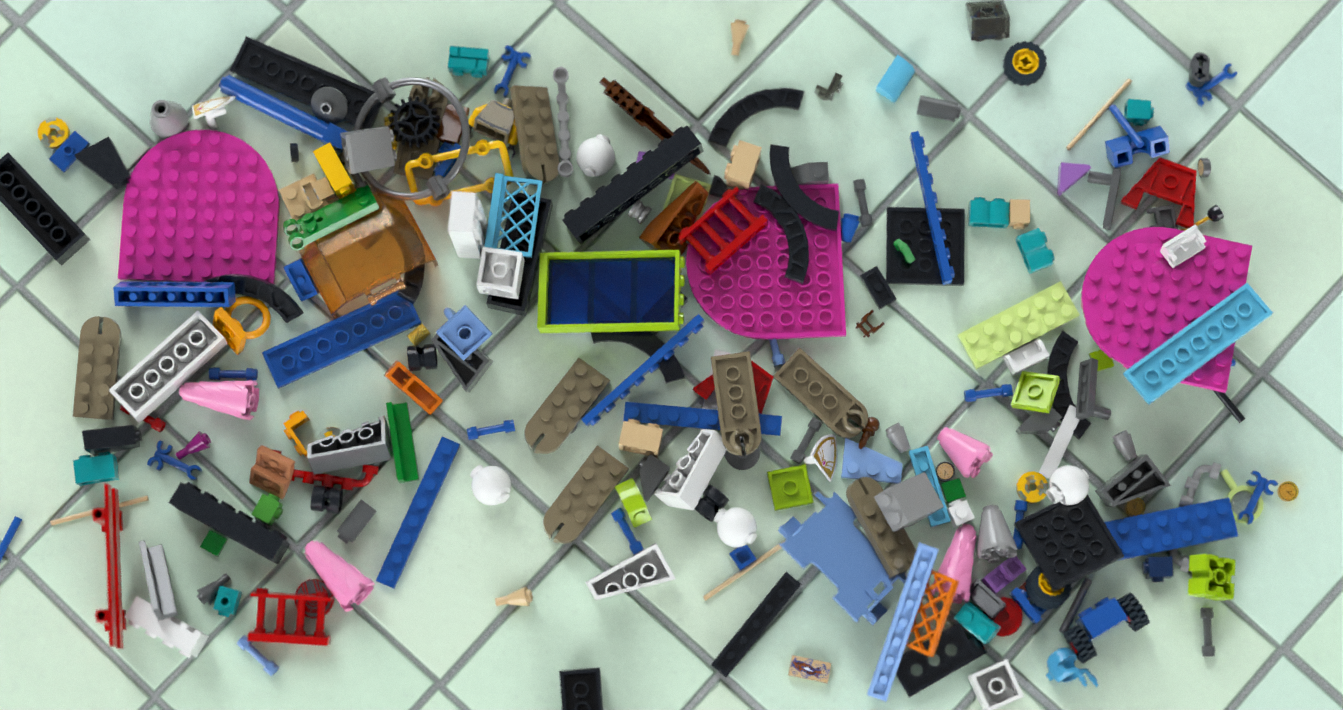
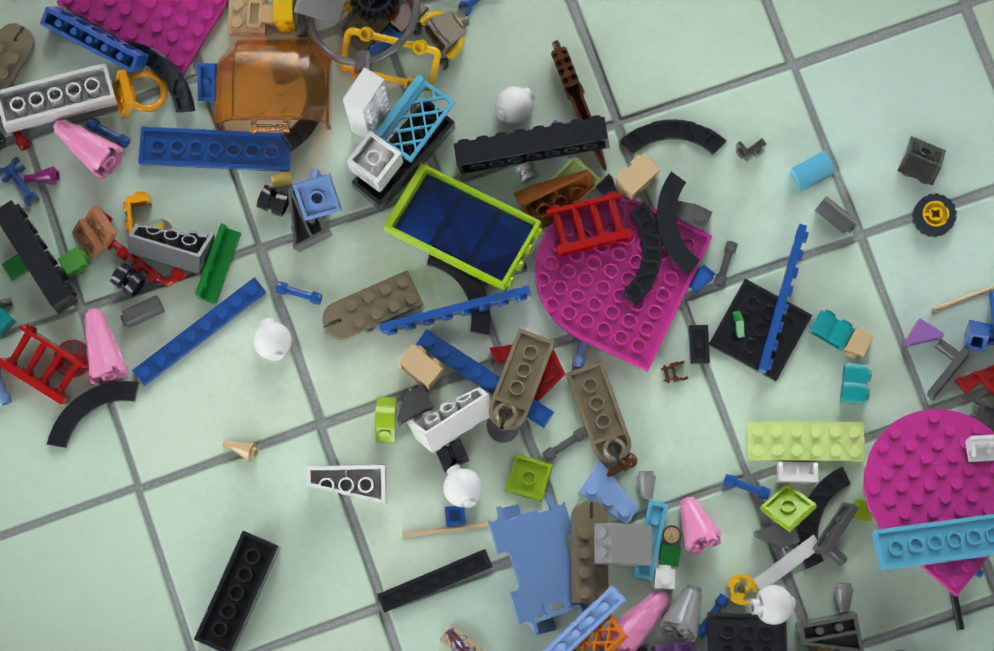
camera: 30 degrees right, 0 degrees up
(331, 217) = (259, 41): green hinge -> none
(349, 632) = (85, 404): none -> black tile
(413, 387) = (252, 223): orange slope -> none
(535, 132) = (473, 58): dark tan plate -> none
(565, 167) = (481, 101): light grey bar -> none
(583, 496) = (346, 391): dark tan plate -> none
(619, 516) = (368, 425): blue bar -> none
(738, 32) = (696, 60): tan cone -> none
(824, 455) = (573, 466): shield -> none

